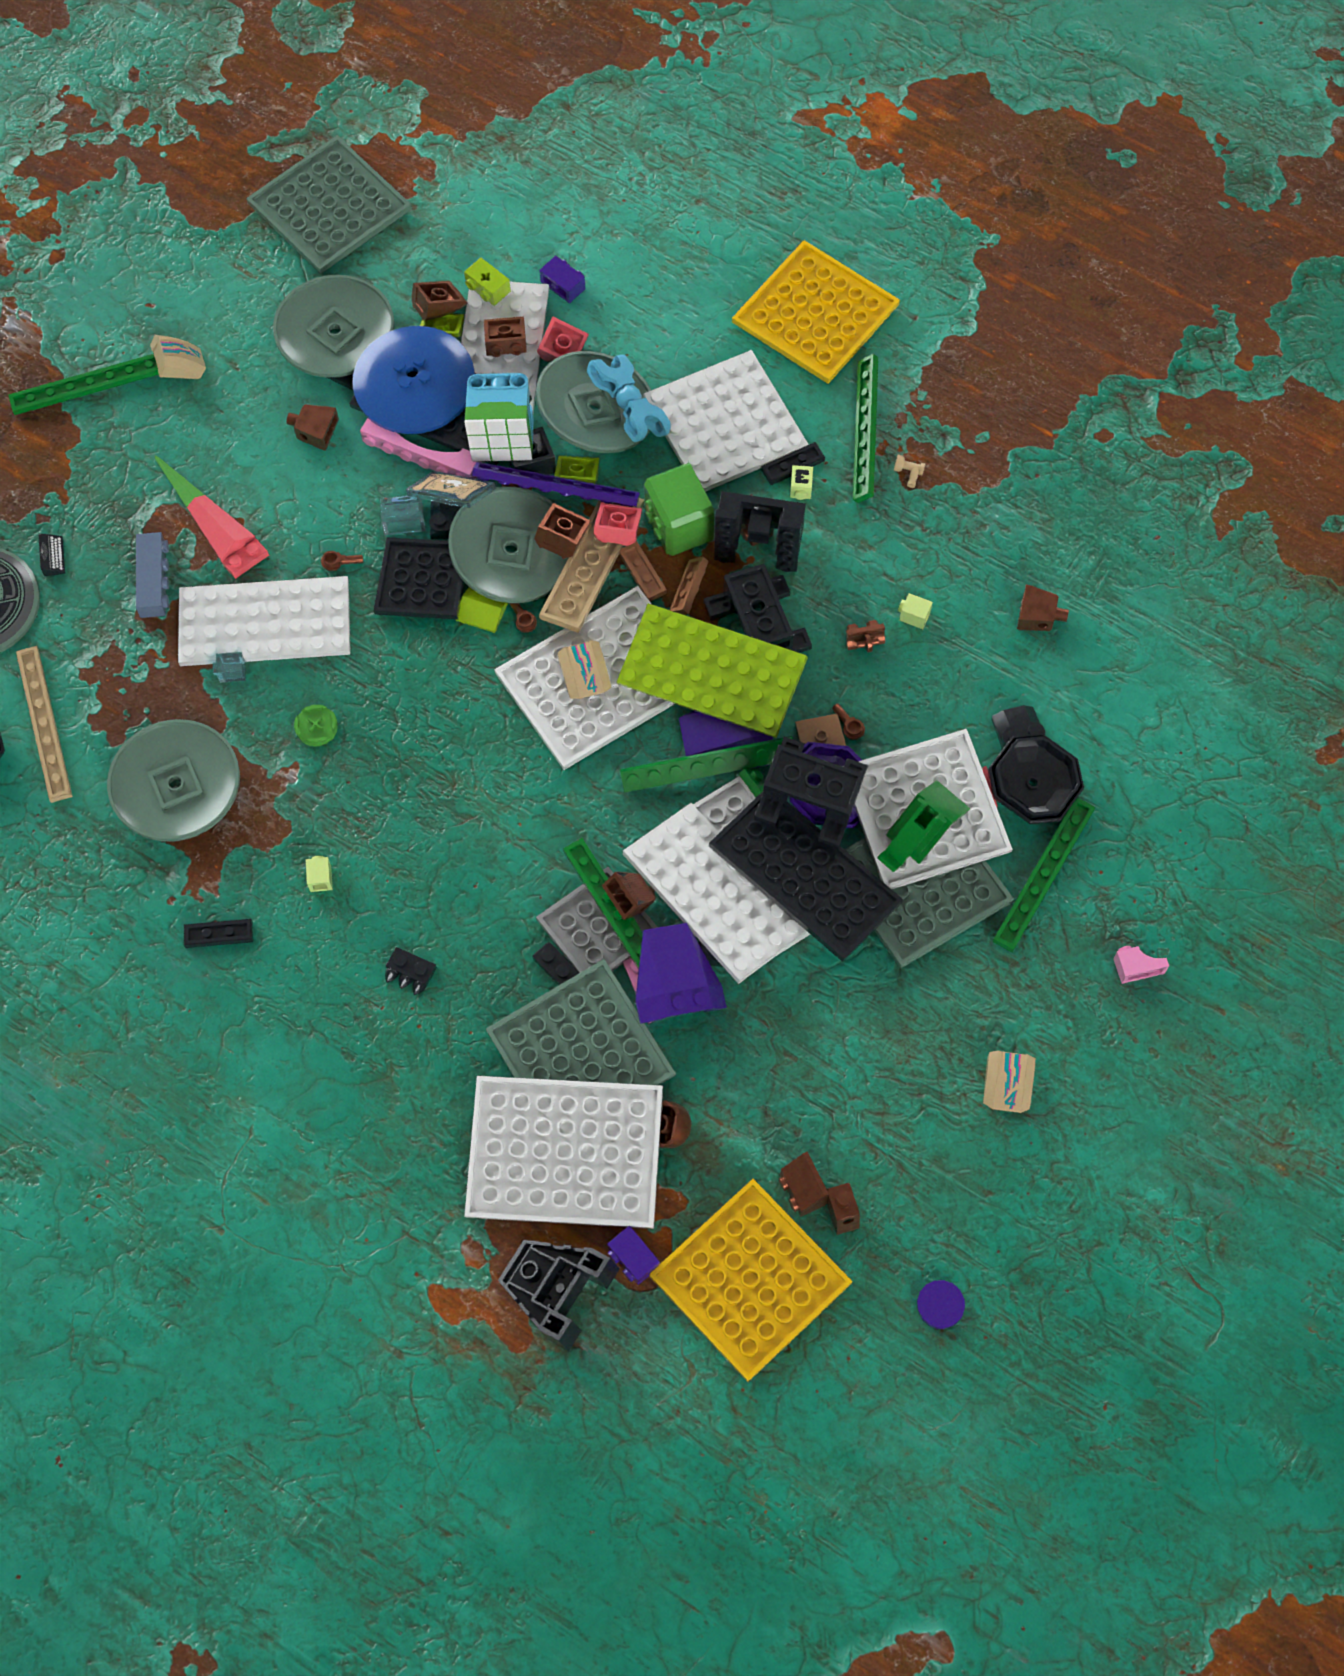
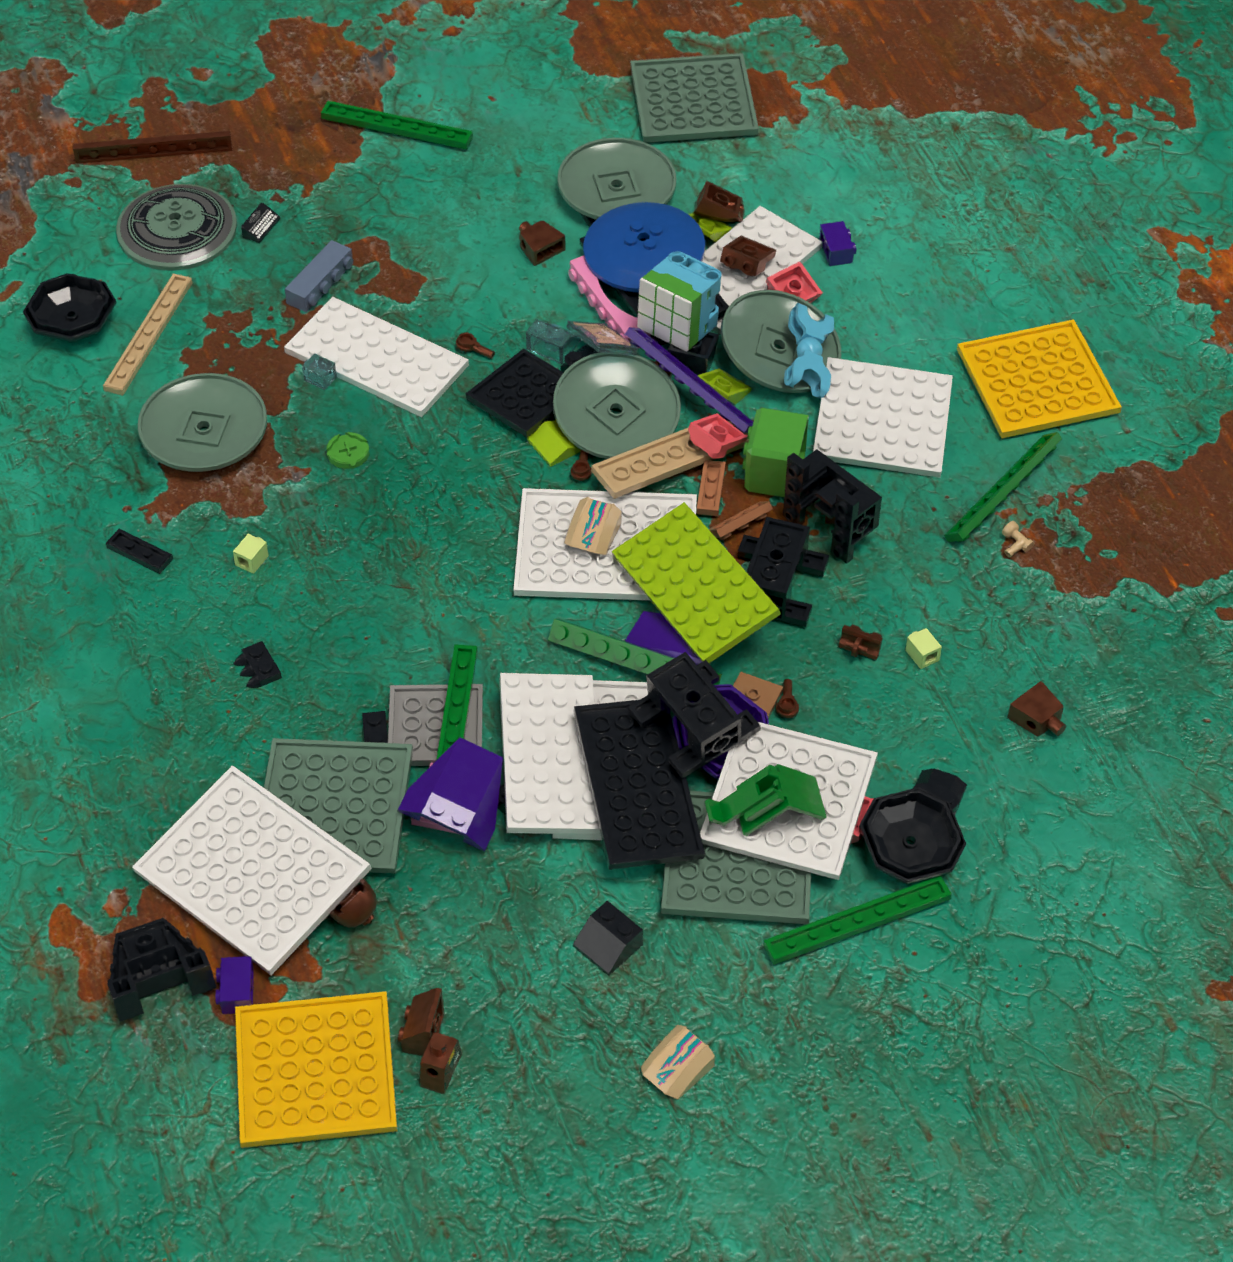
camera: 35 degrees right, 15 degrees down
(177, 358) = (476, 140): tan slope -> none
(229, 539) = (401, 285): coral plate -> none
(487, 281) = (768, 210): lime brick -> none
(561, 531) = (663, 414): copper slope -> none
(629, 893) = (476, 708): copper torso -> none
(782, 468) = (916, 480): black tile -> none
(801, 482) = (908, 496): yellowish green brick -> none
(880, 1016) = (609, 938): none -> black slope
(940, 1304) = (457, 1199): dark purple tile -> none
(1136, 965) = (876, 1045): bright pink arch -> none

